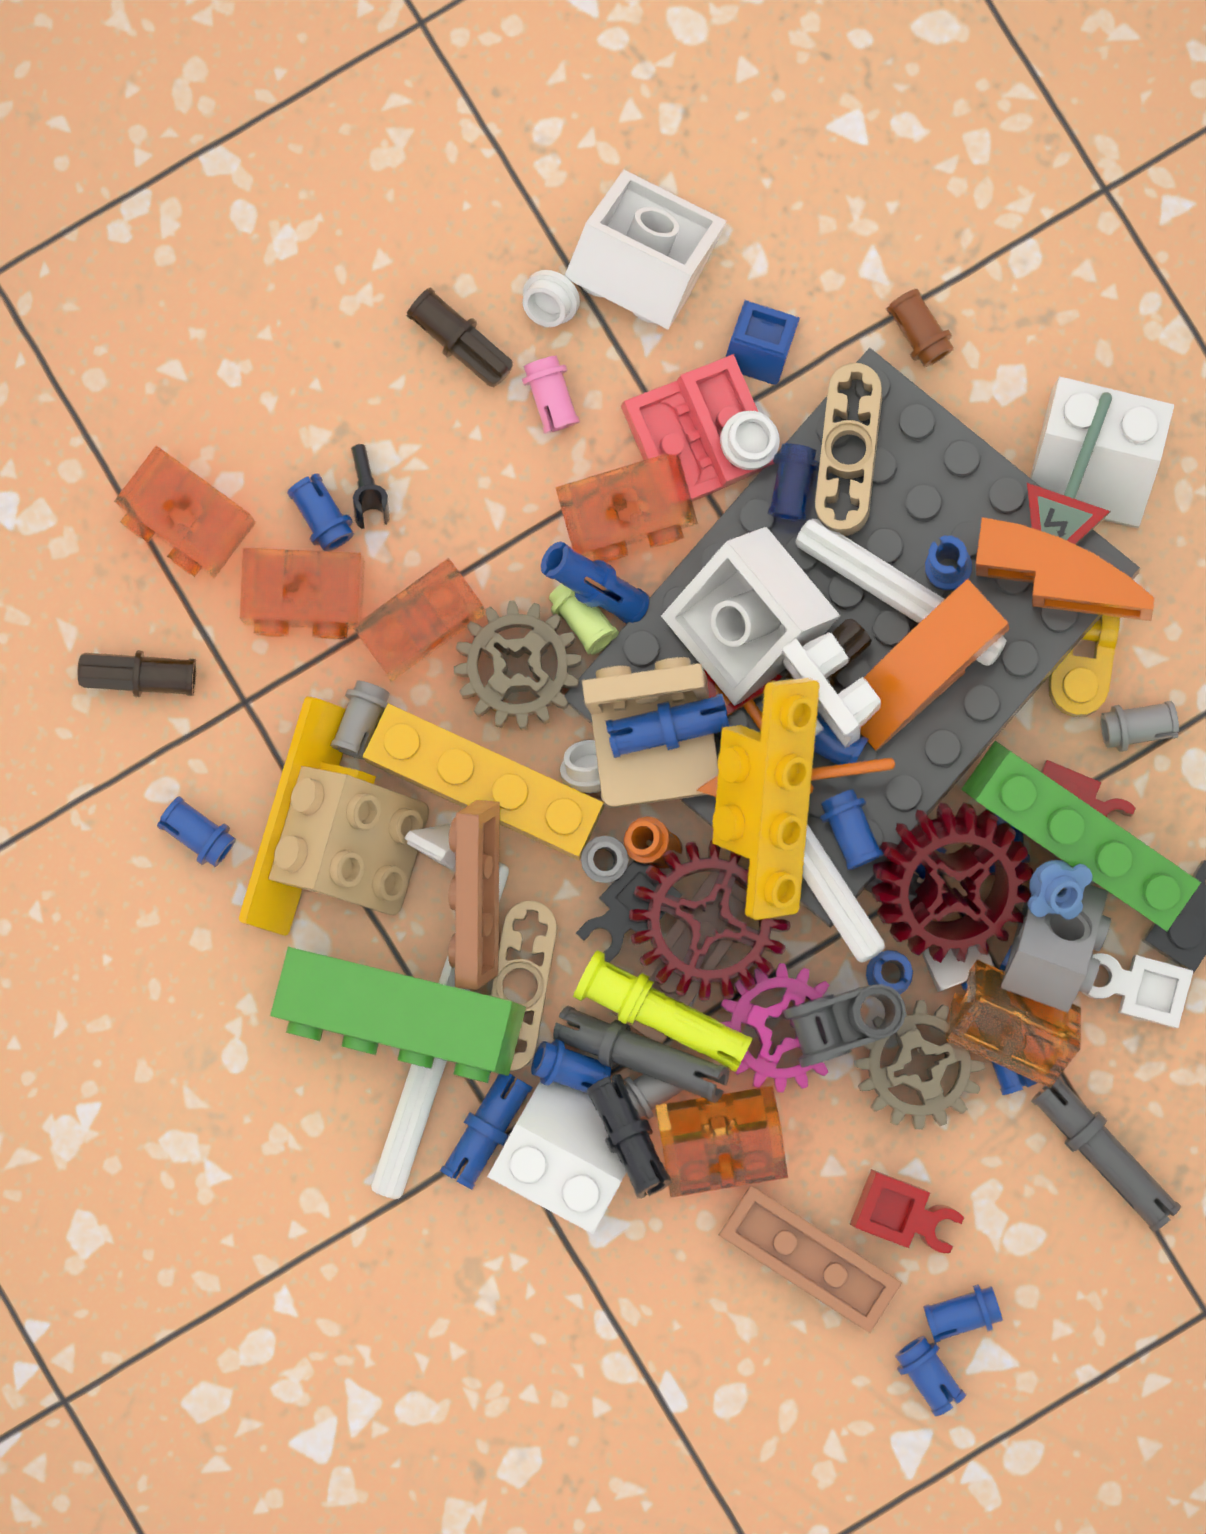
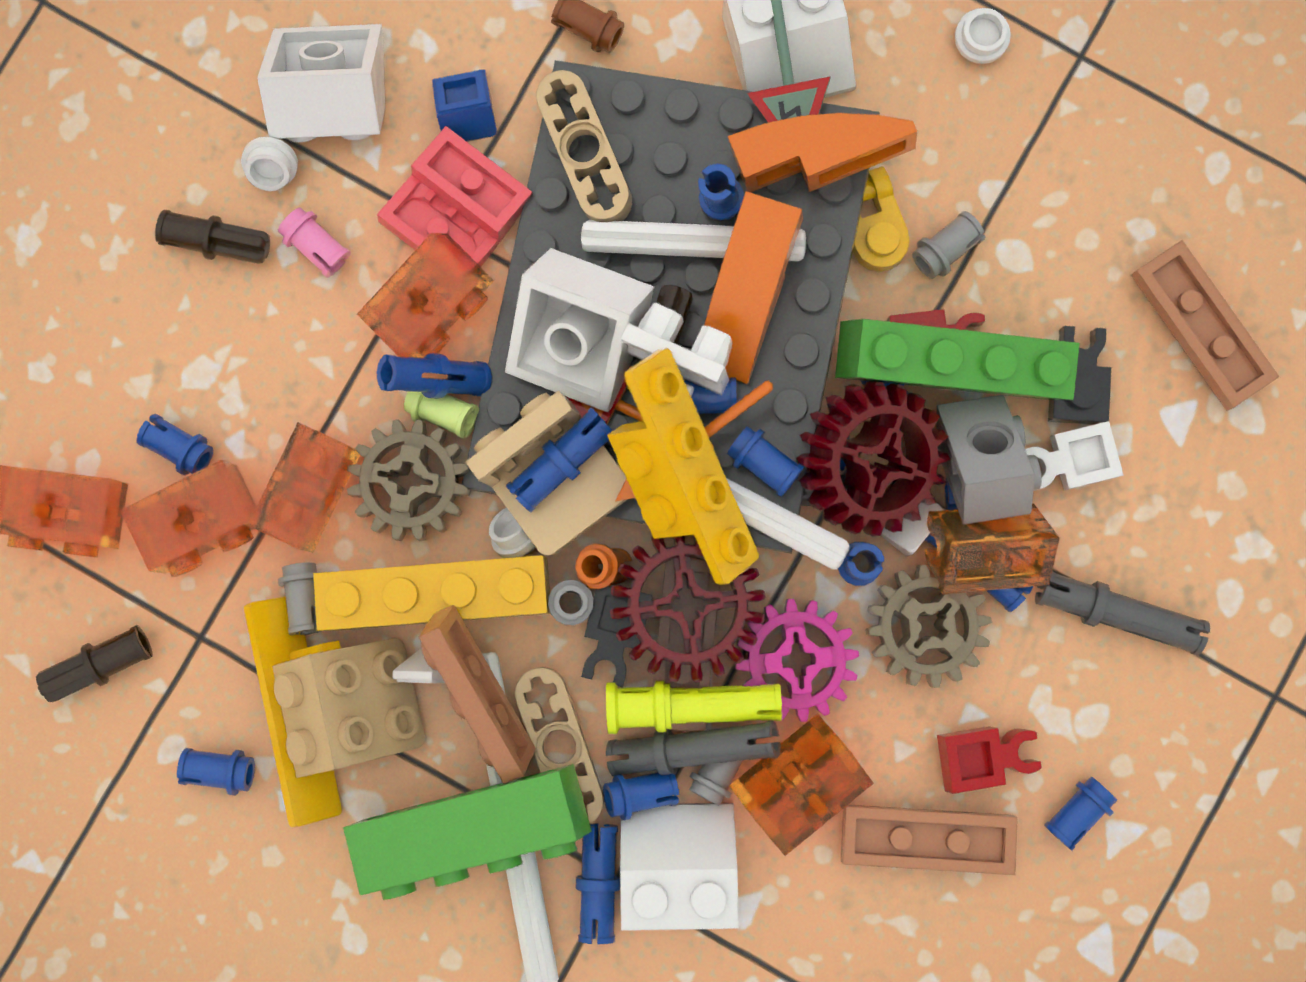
camera: 30 degrees left, 0 degrees up
(368, 494) = (207, 408): black hand -> none
(629, 1136) = (722, 826): black pin -> none
(749, 440) = (497, 186): white plate -> none
(792, 481) = (552, 200): clear blue pin -> none
(835, 1025) = (842, 635): dark grey piece -> none
(929, 1375) = (1071, 875): blue pin -> none
(1049, 880) = (967, 413): medium blue plate -> none

